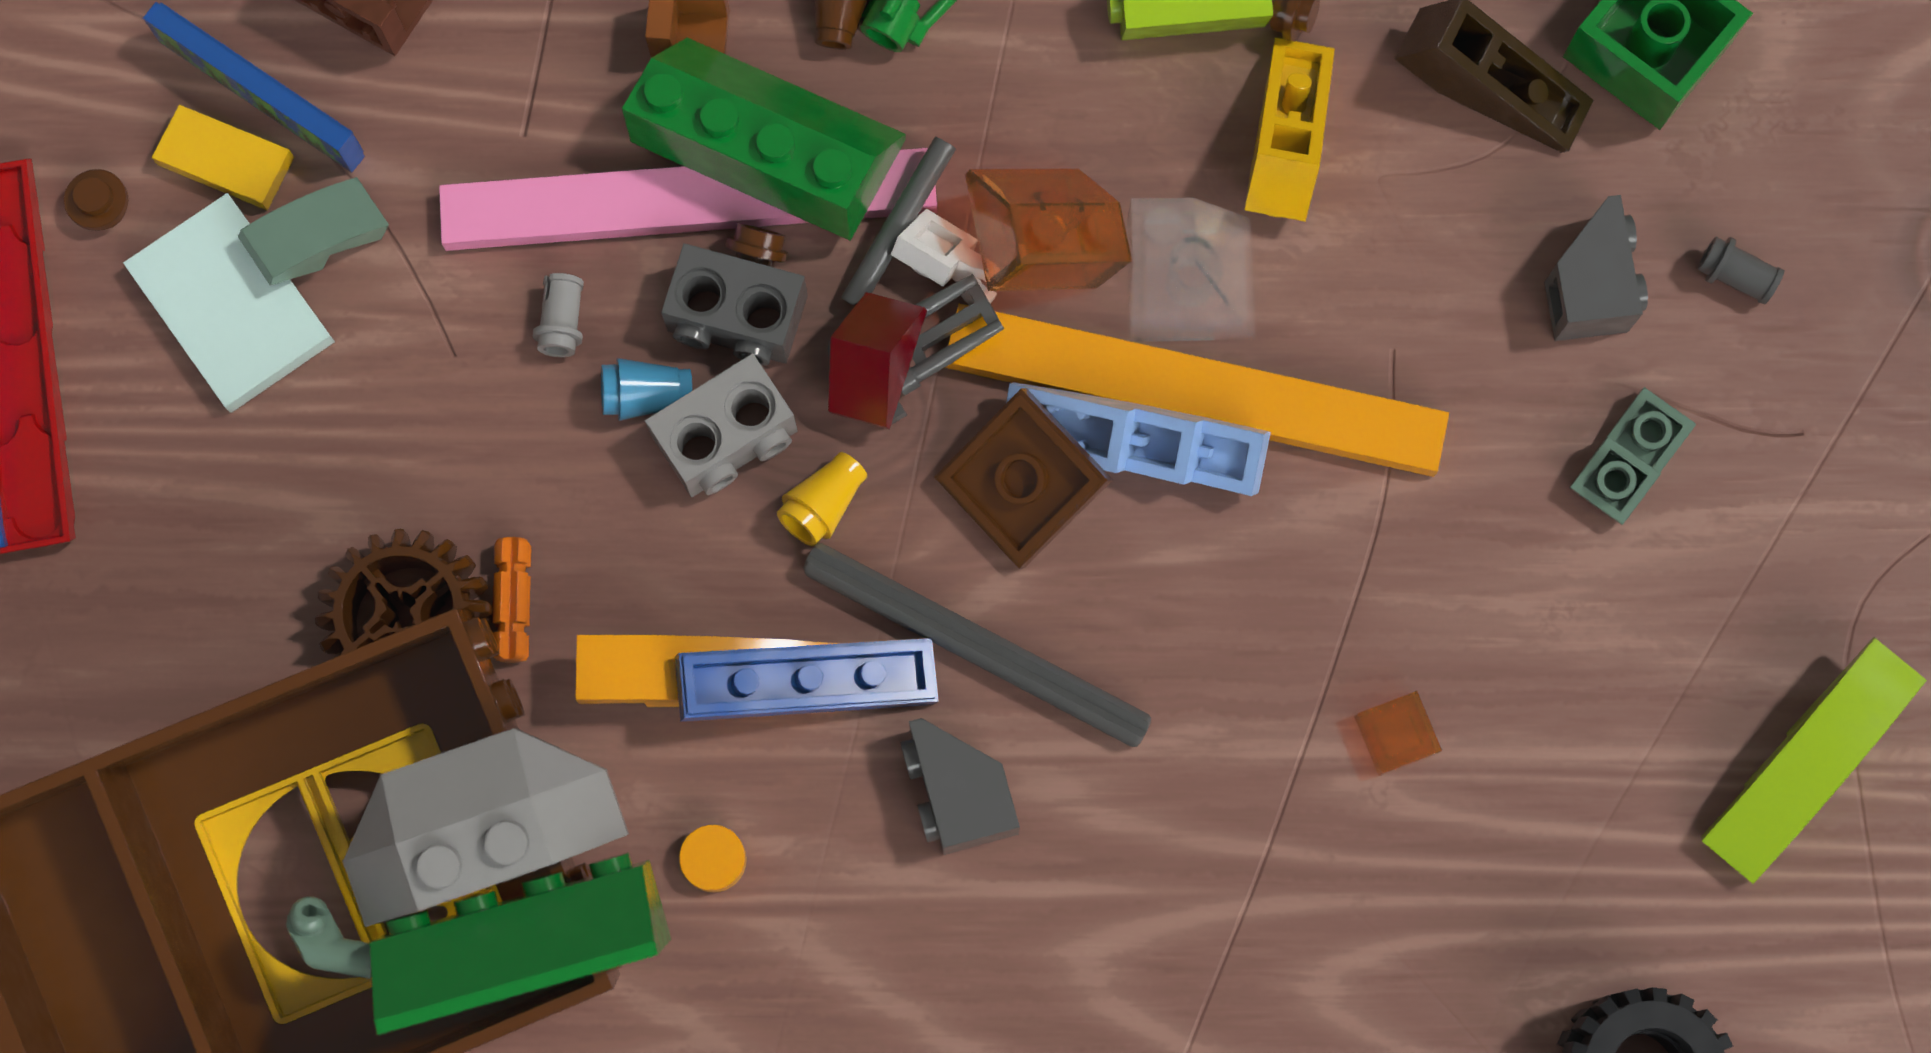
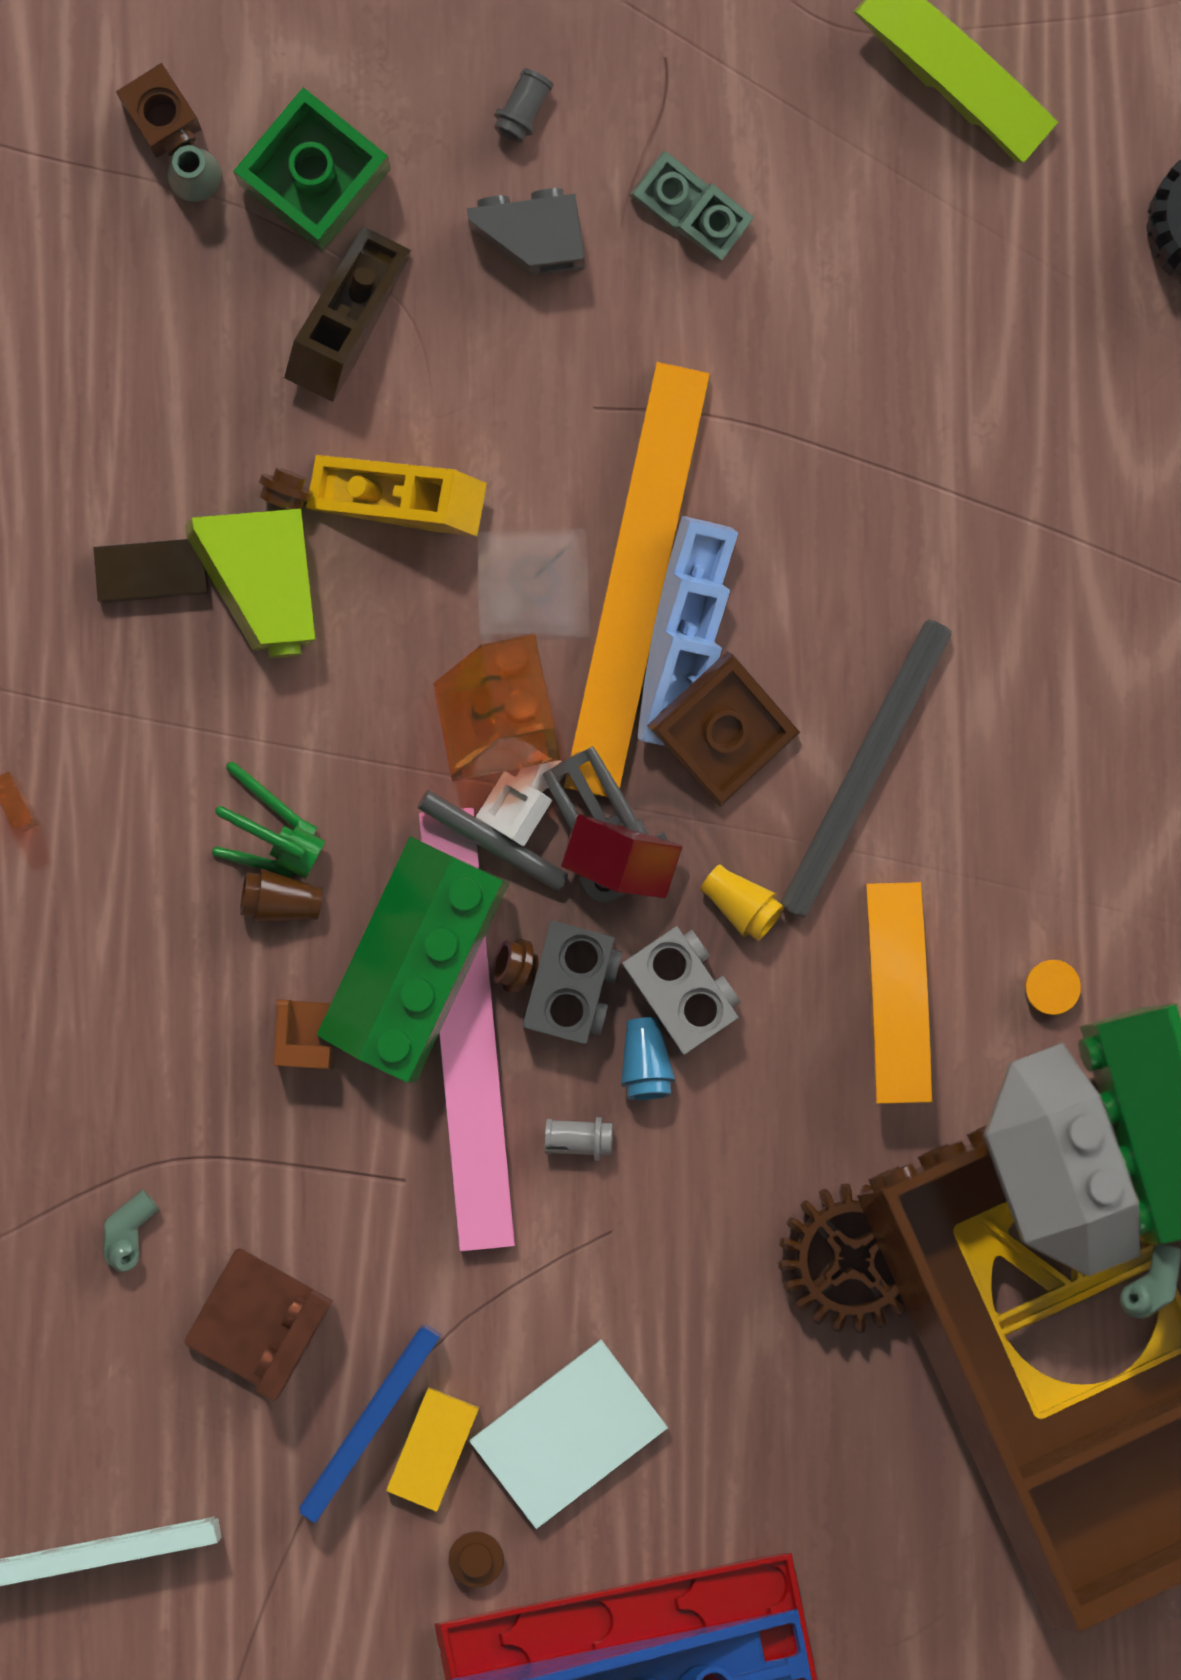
camera: 90 degrees left, 10 degrees up
(311, 228) = (507, 1358): sand green slope -> none
(512, 598) = (831, 1167): orange axle -> none
(805, 679) = (905, 910): tile -> none
(964, 790) = (995, 775): dark grey slope -> none
(1398, 733) = (936, 412): clear orange tile -> none

